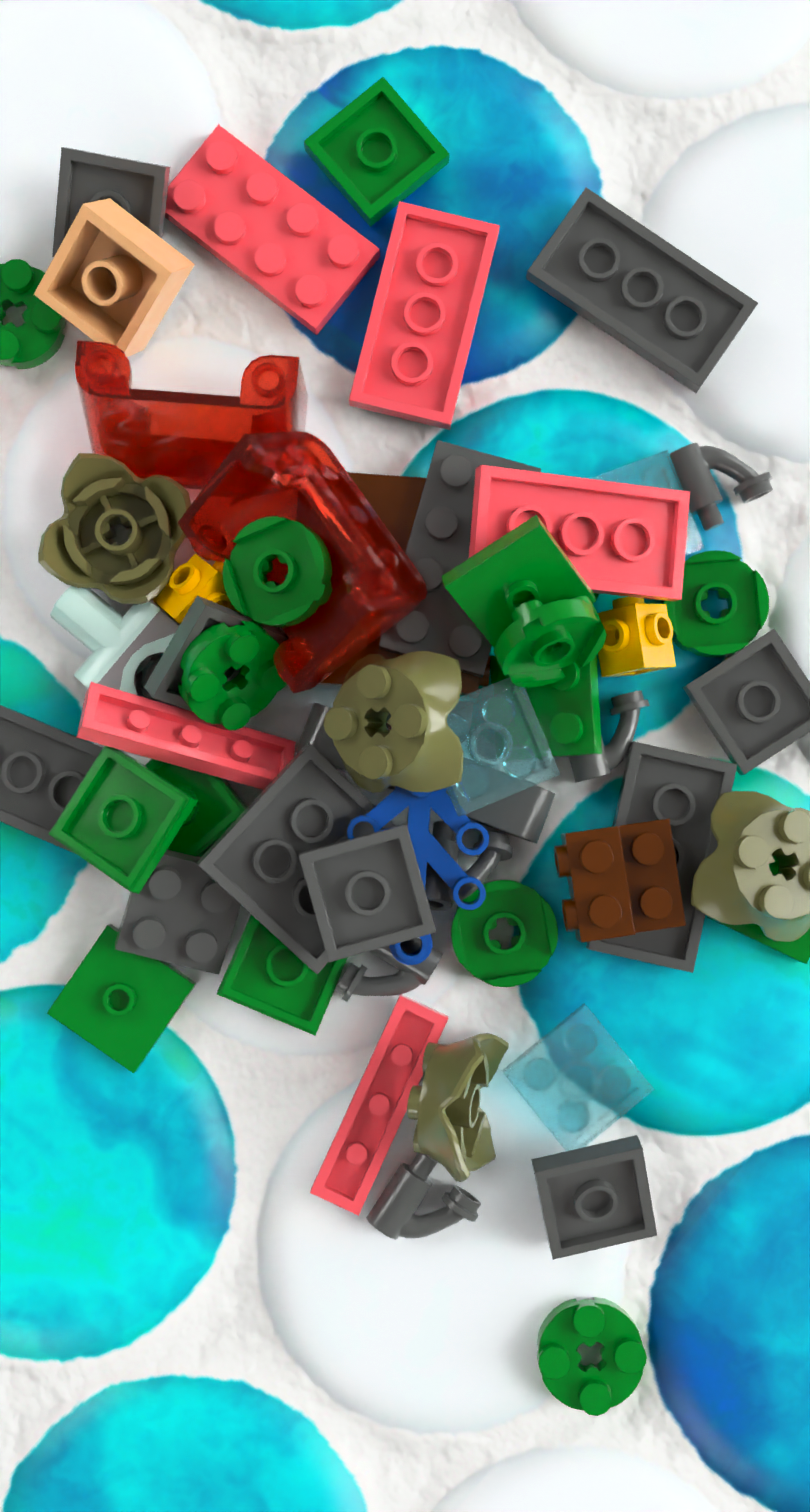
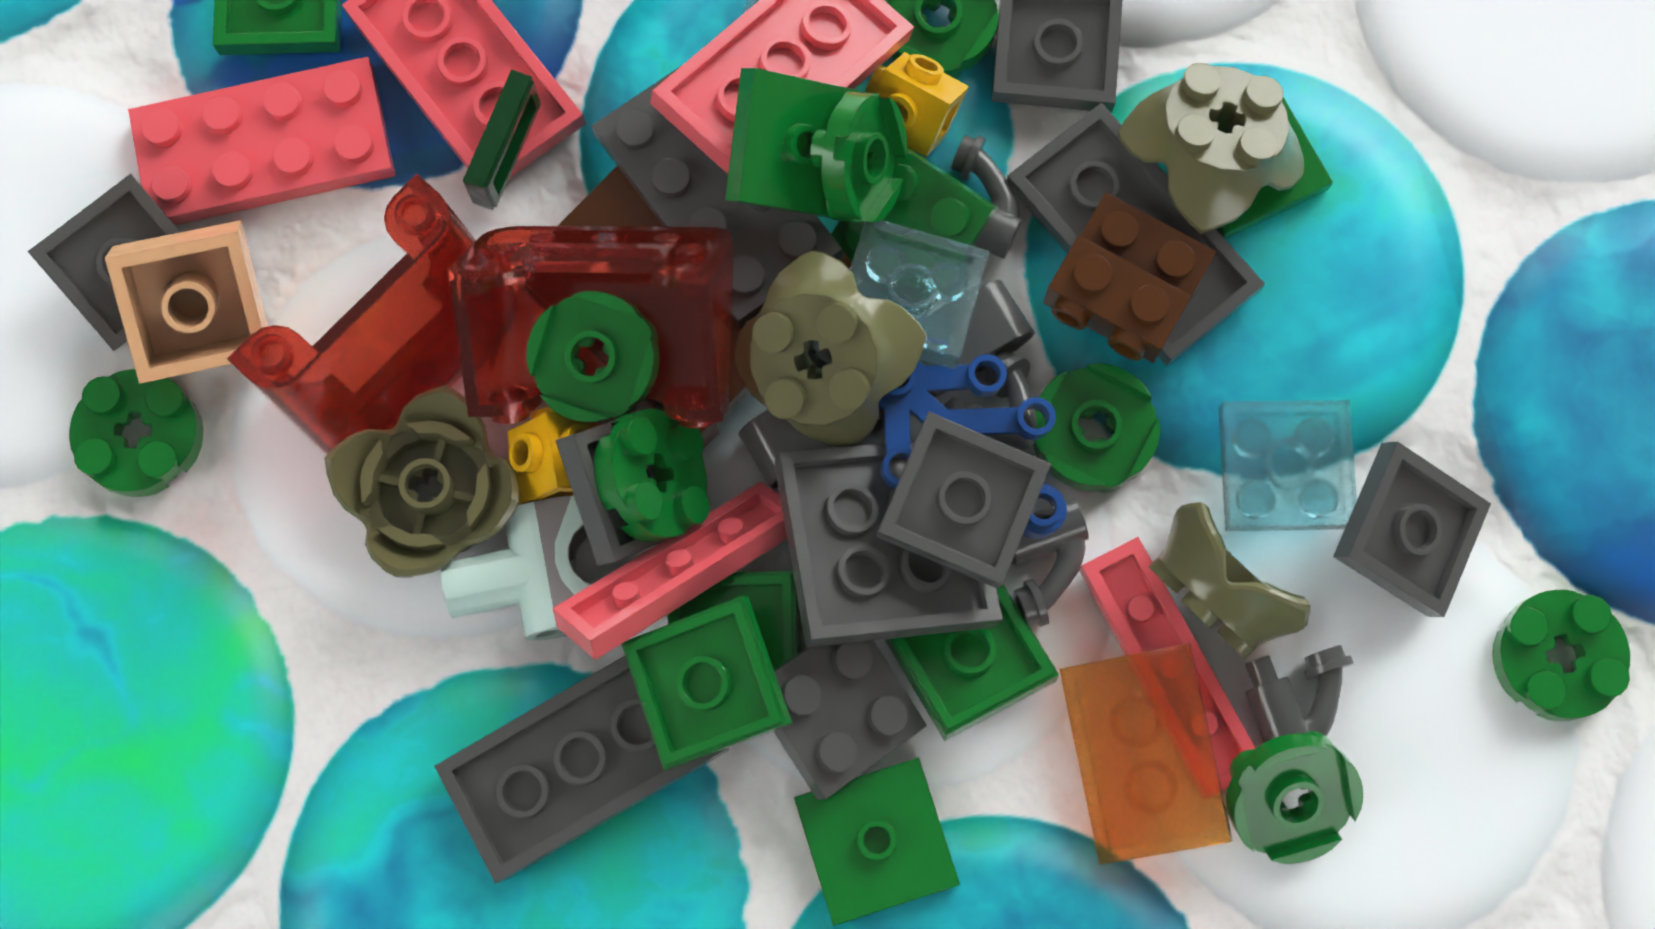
camera: 55 degrees left, 10 degrees down
(307, 1130) = (1145, 754): none -> clear orange tile
(350, 1223) = (1272, 771): none -> green plate
(383, 388) = (502, 140): none -> dark green tile

